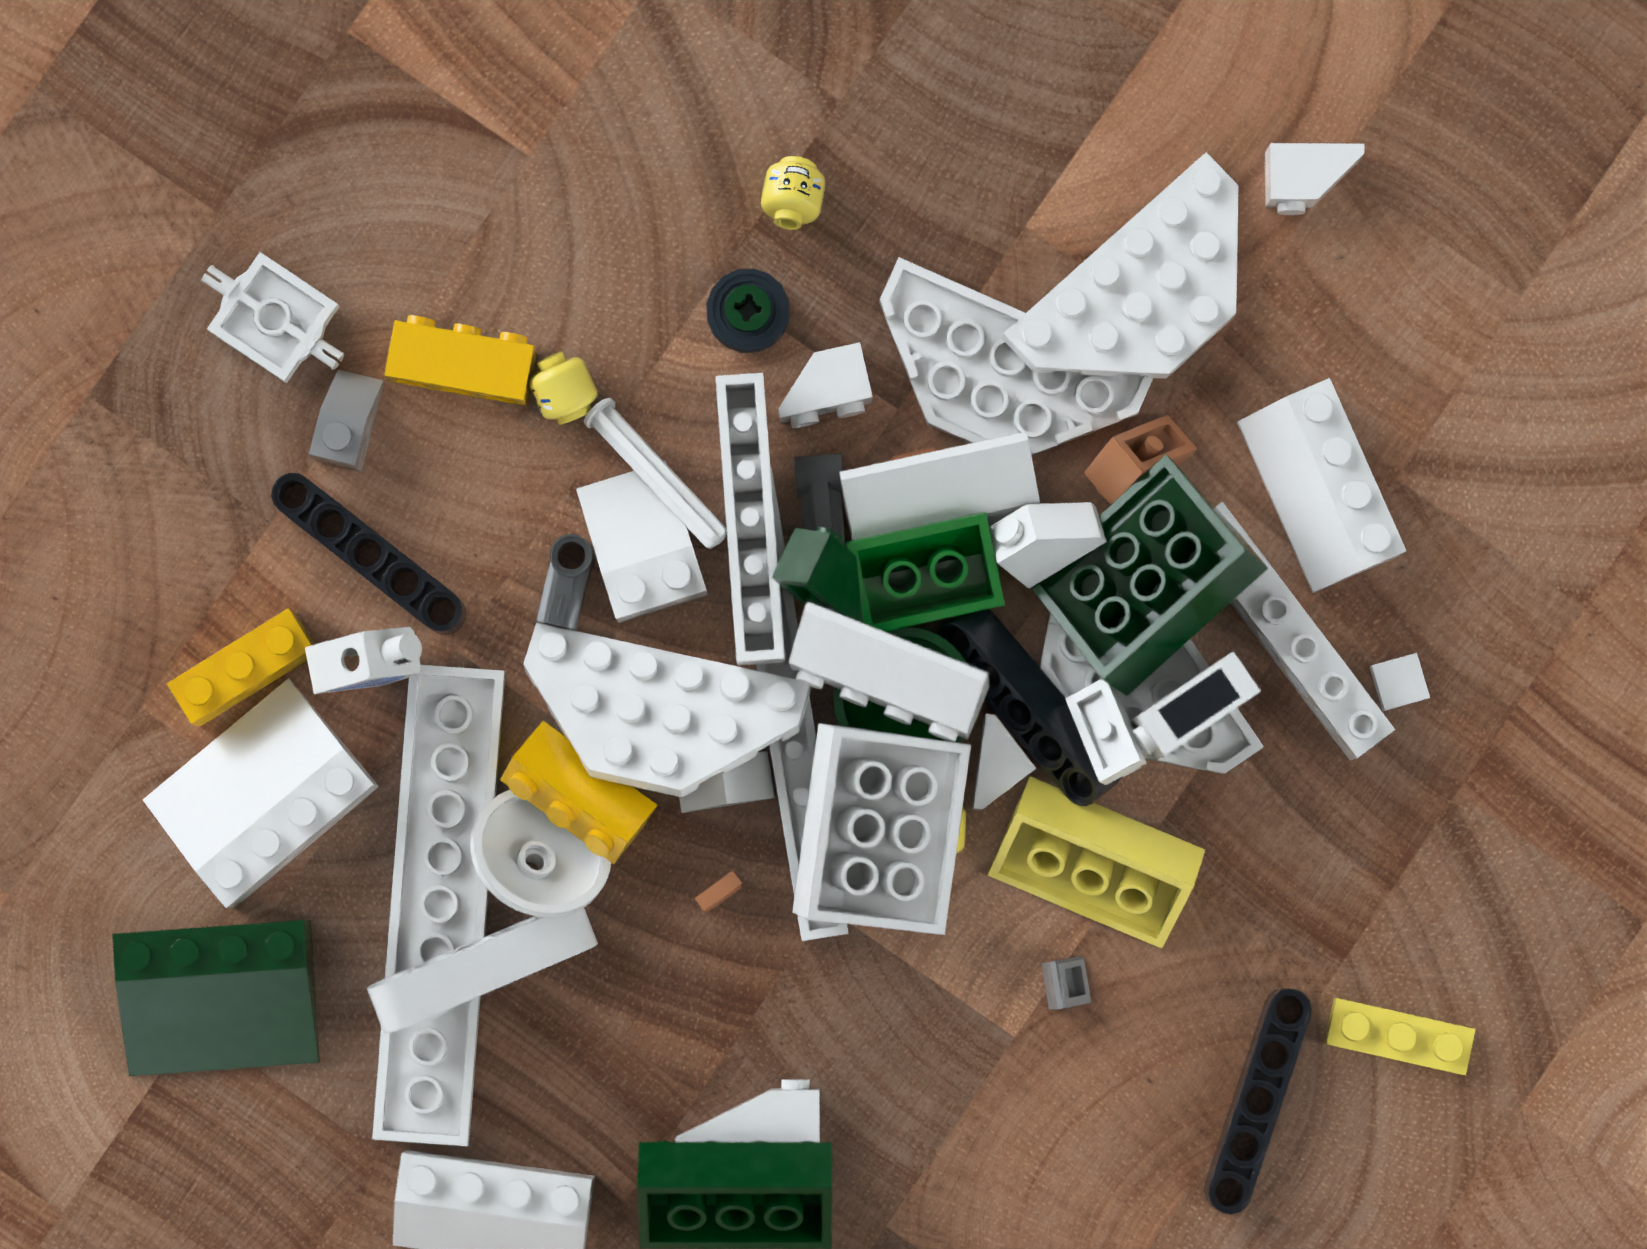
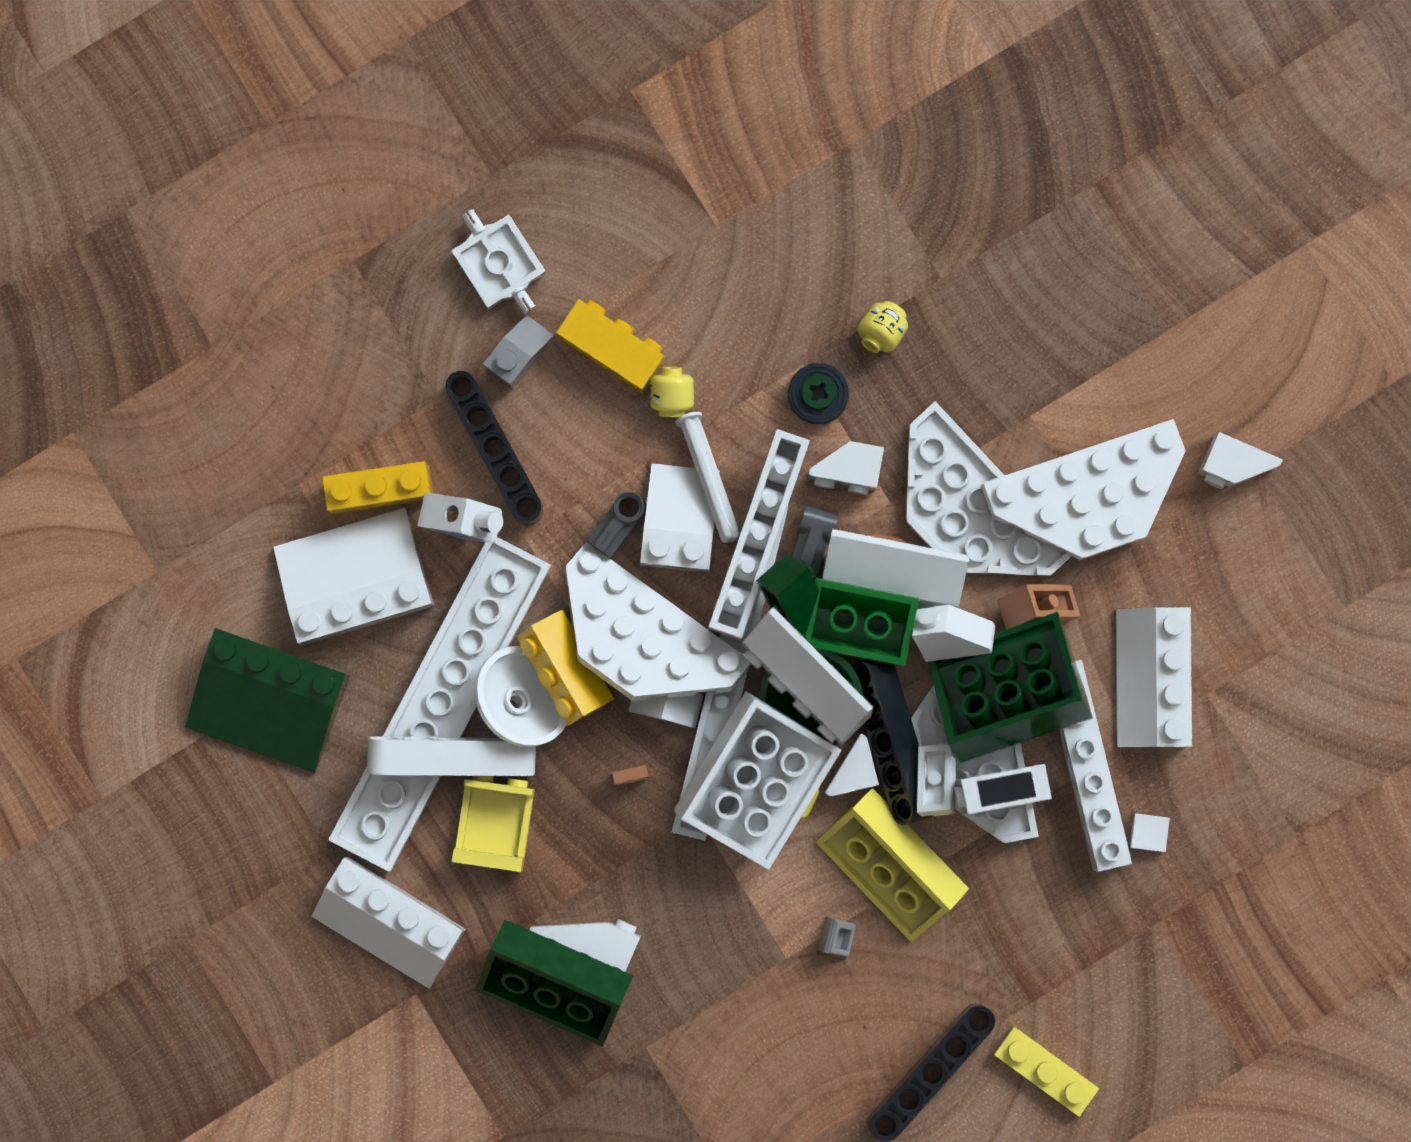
camera: 25 degrees right, 0 degrees up
(573, 1027) = (494, 823): none -> light yellow panel

